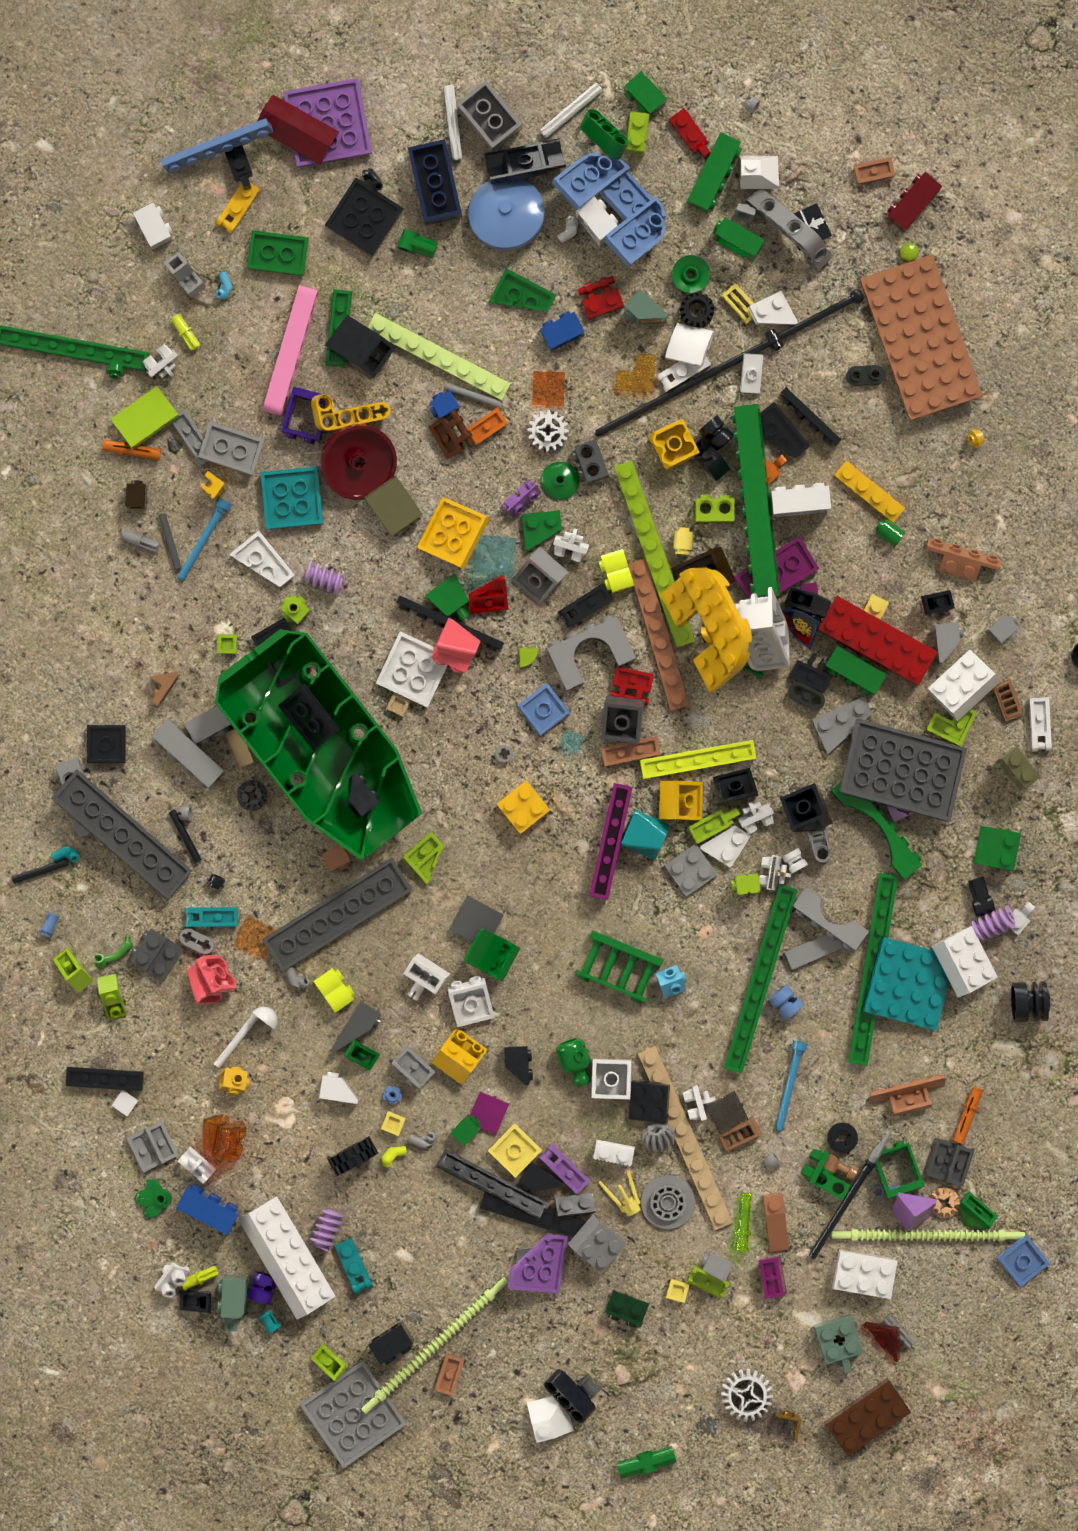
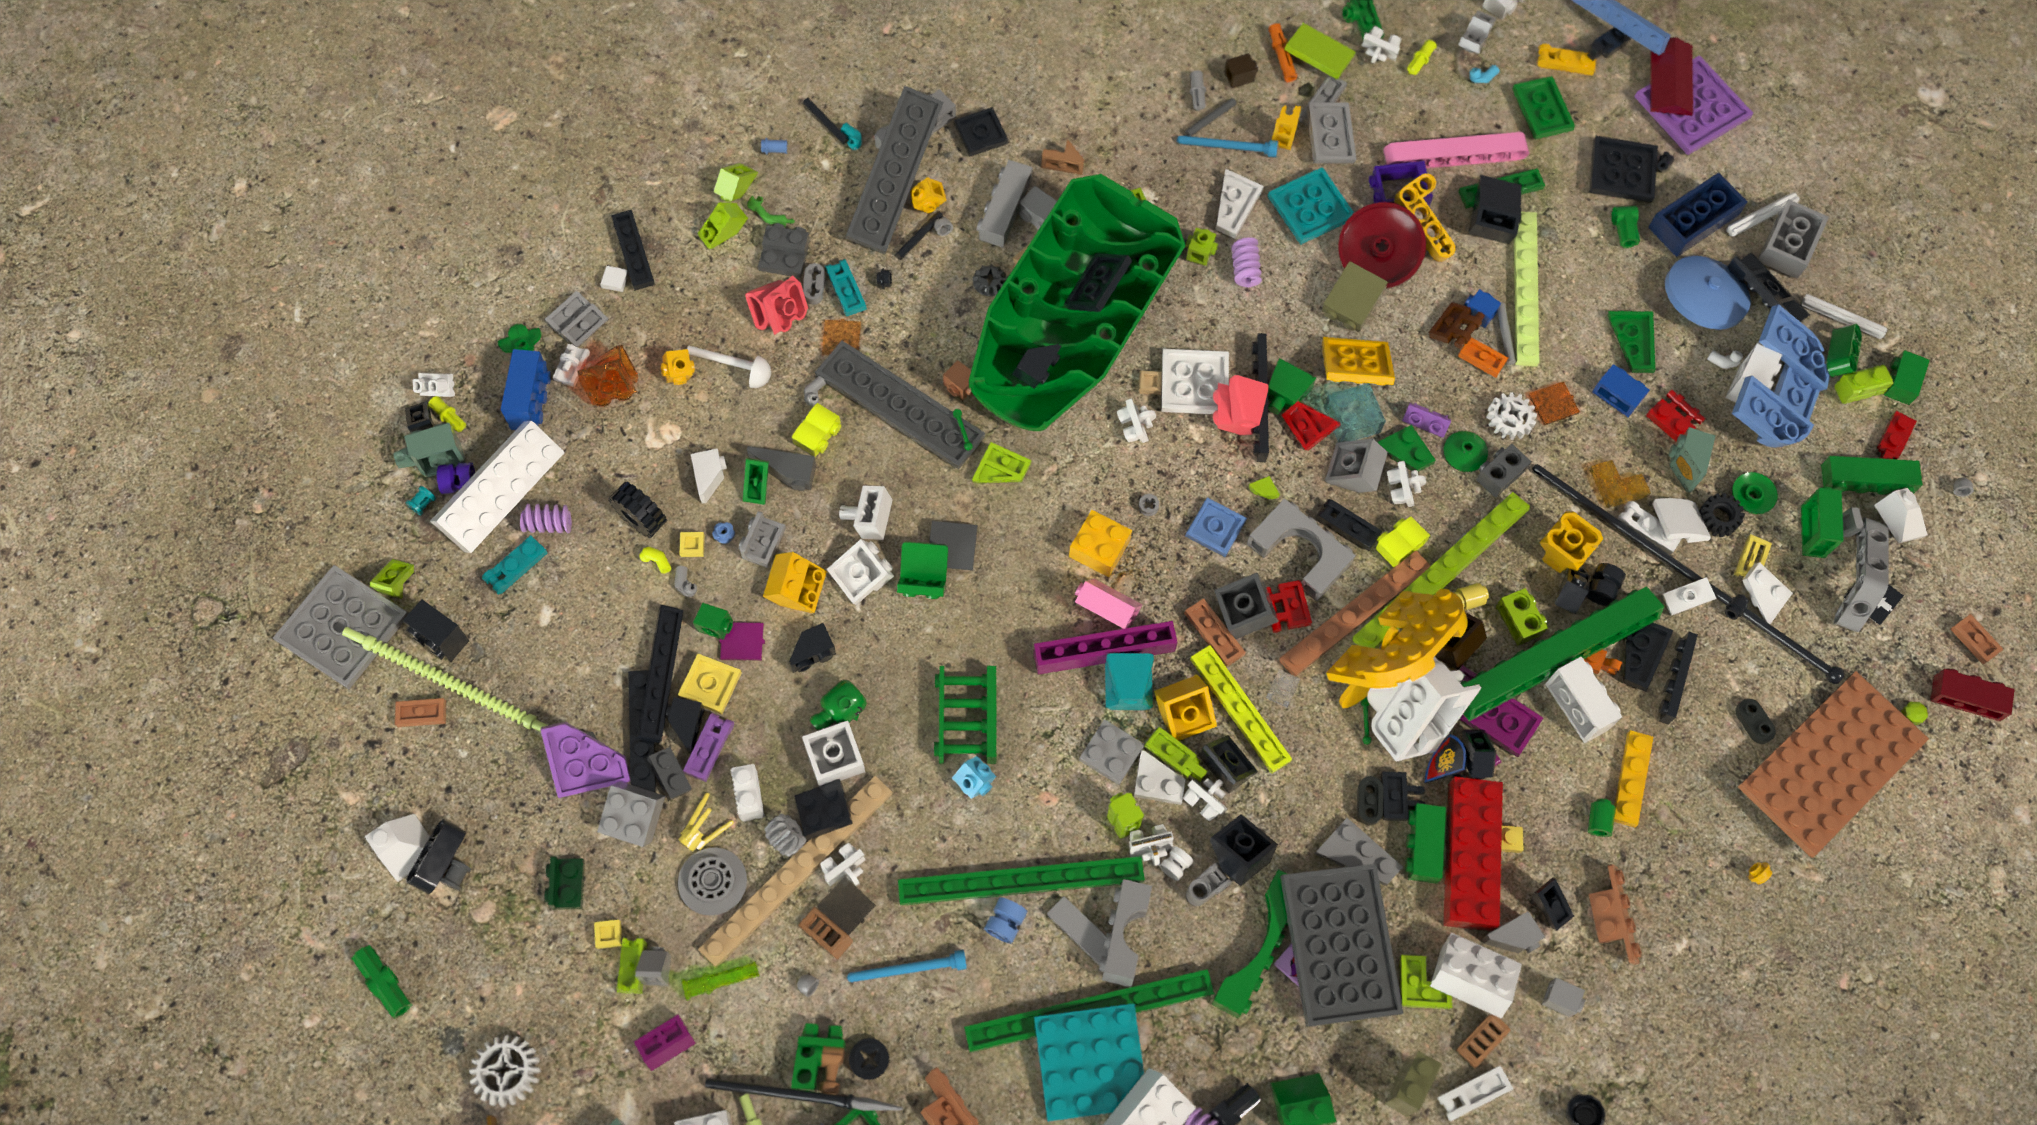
camera: 65 degrees right, 20 degrees down
(155, 815) = (928, 195): none -> yellow brick
(367, 873) = (957, 413): none -> green hinge
(431, 730) = (1132, 413): none -> white hips
(571, 741) = (1194, 569): clear light blue tile -> none
(577, 824) = (1107, 602): none -> bright pink brick
(775, 1221) = (734, 1018): nougat slope -> none

